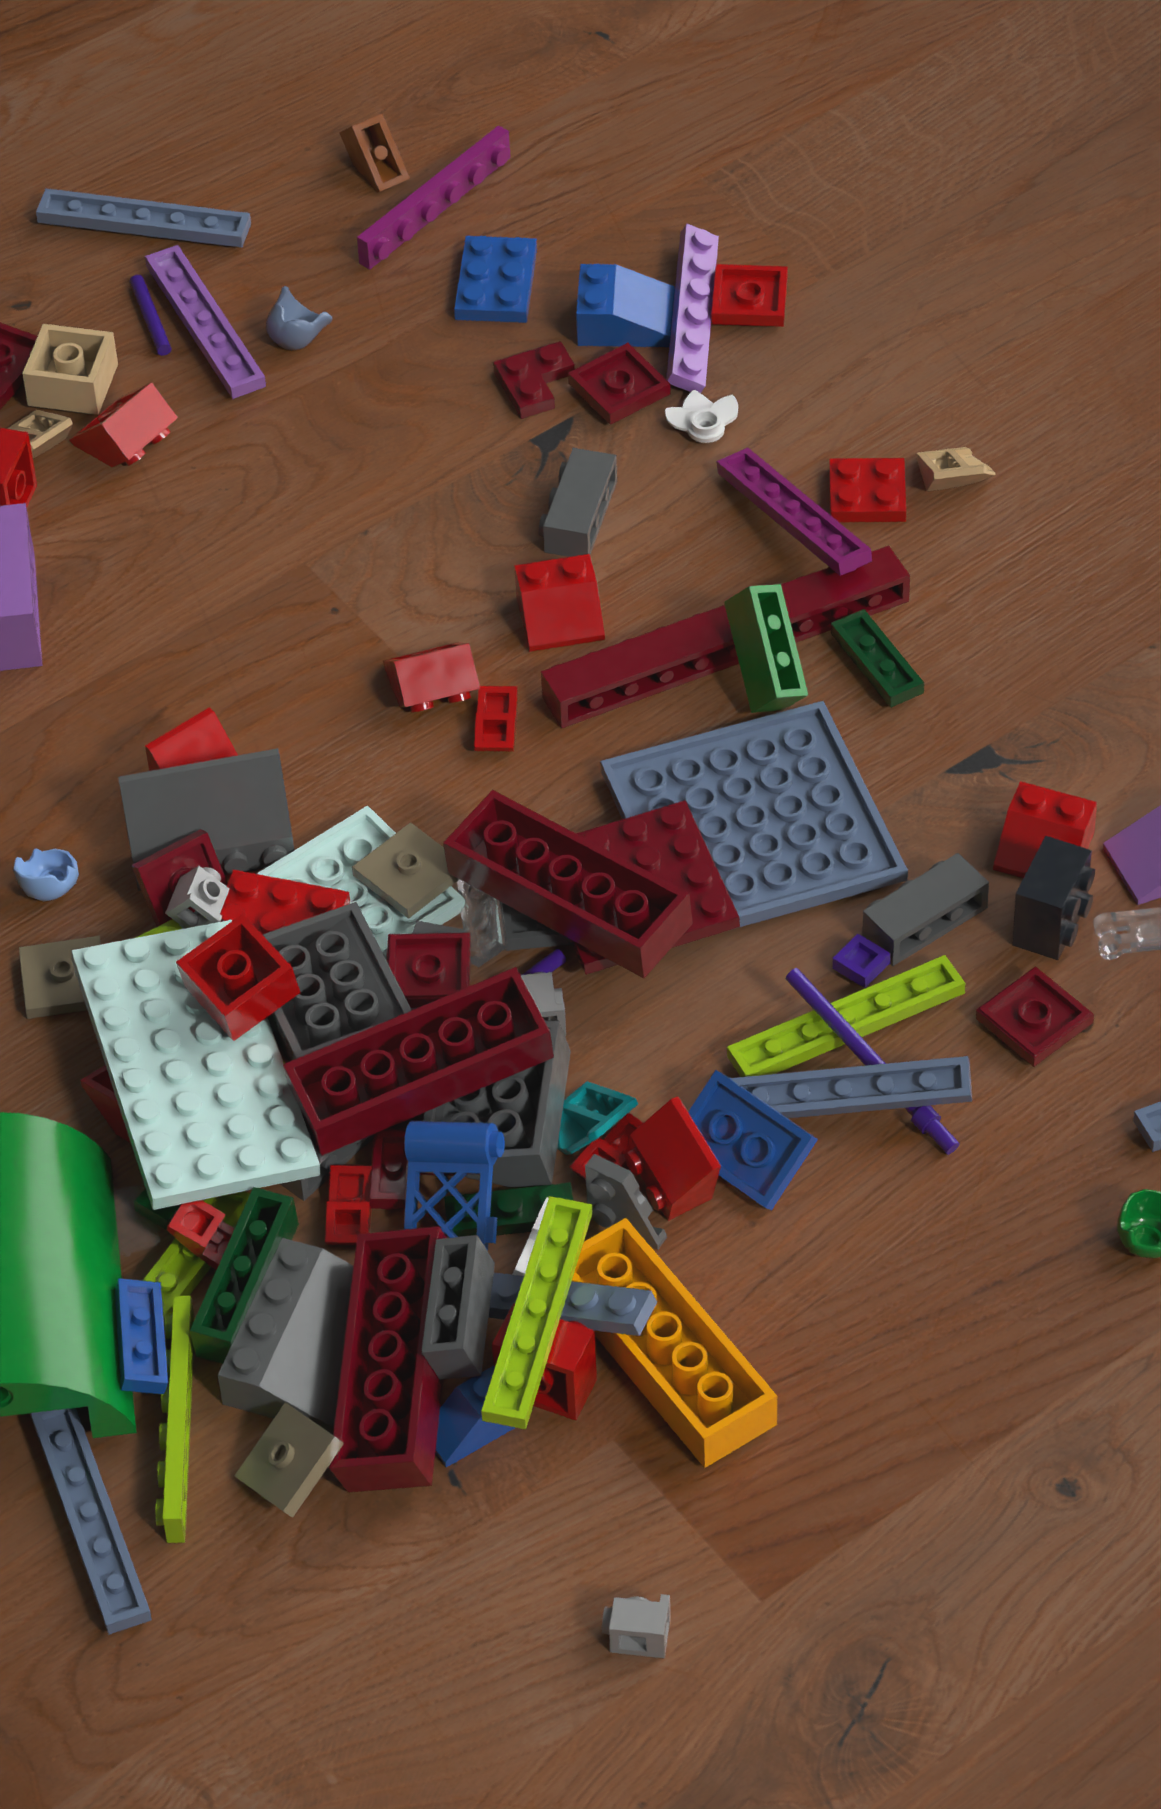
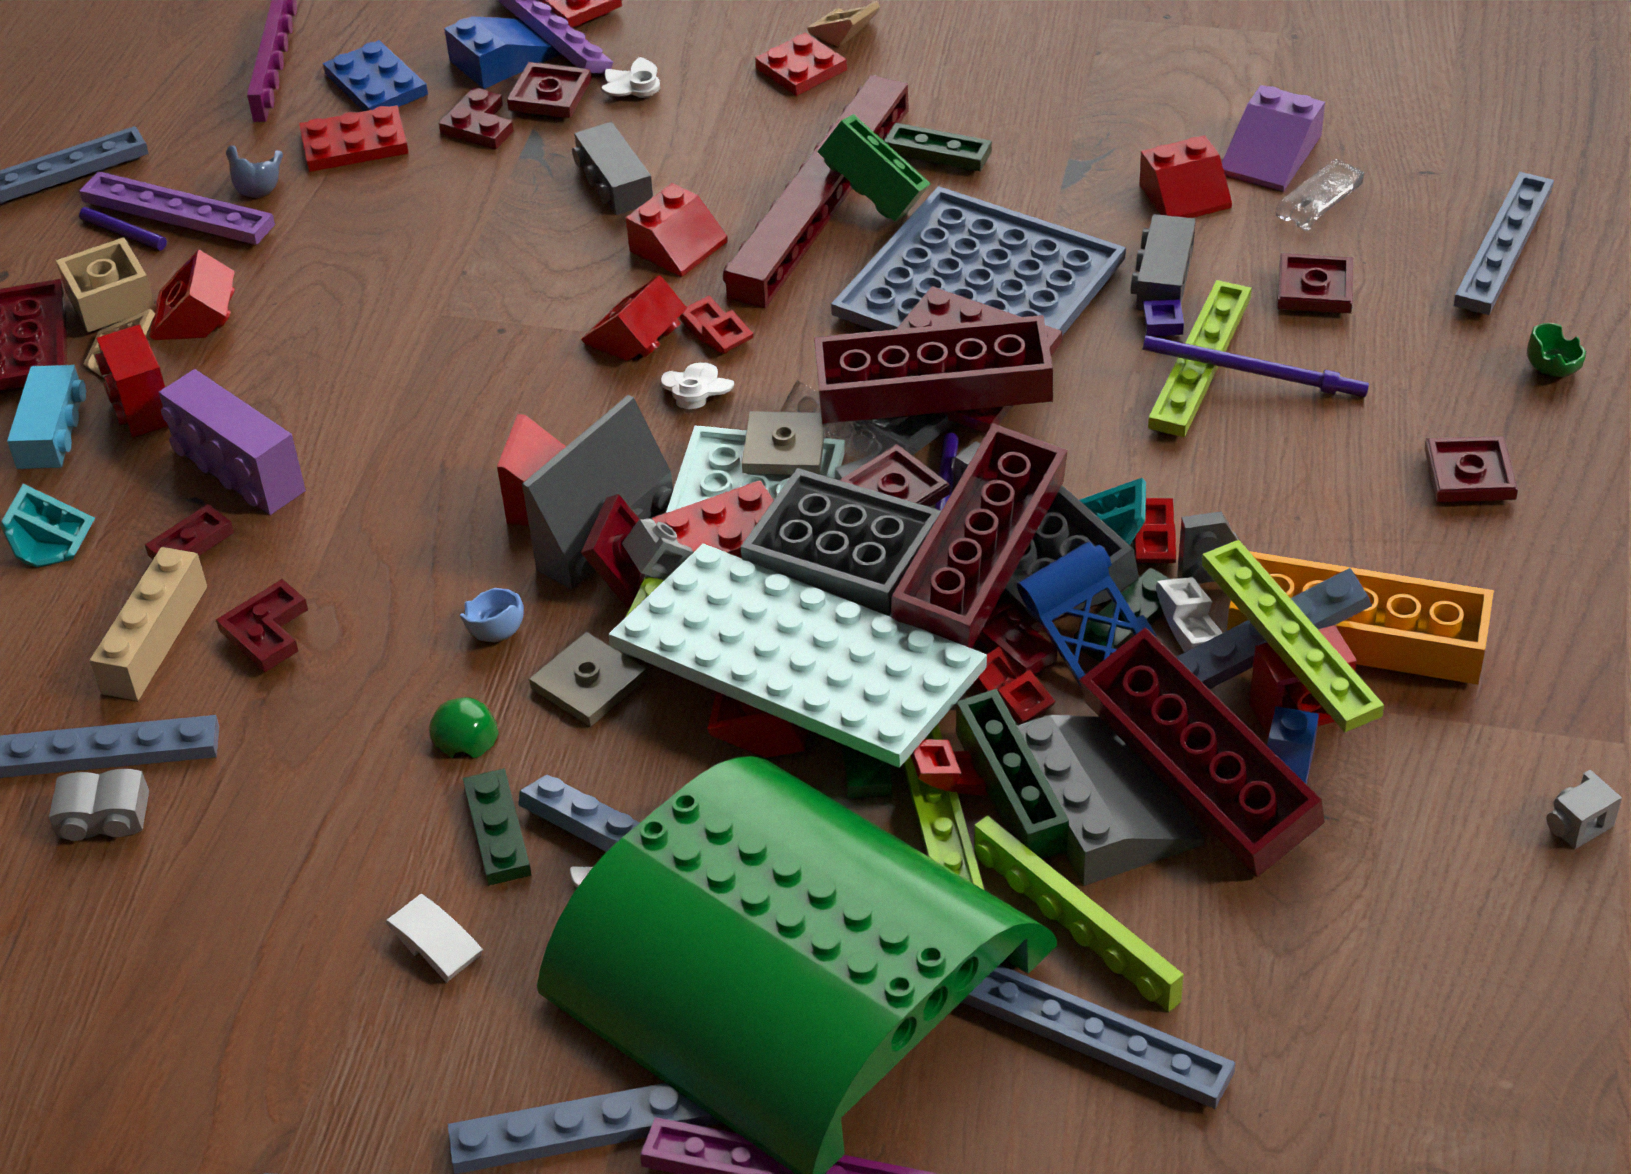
camera: 40 degrees left, 5 degrees down
(141, 1336) = (988, 868): blue plate -> none
(238, 977) = (786, 558): red brick -> none
(289, 1459) = (1207, 875): dark tan plate -> none
(375, 153) = (190, 47): dark orange slope -> none
(415, 334) = (353, 138): none -> red plate
(419, 766) = (695, 385): none -> white plate
(458, 1307) = (1222, 671): dark grey brick -> none
(673, 1160) = (1224, 483): red slope -> none
(750, 1139) = (1240, 462): blue plate -> none
(794, 511) = (780, 90): magenta plate -> none
(864, 1087) = (1265, 392): sand blue plate -> none
(938, 1281) = (1470, 469): none -> dark red plate
(1053, 898) = (1248, 204): black brick -> none

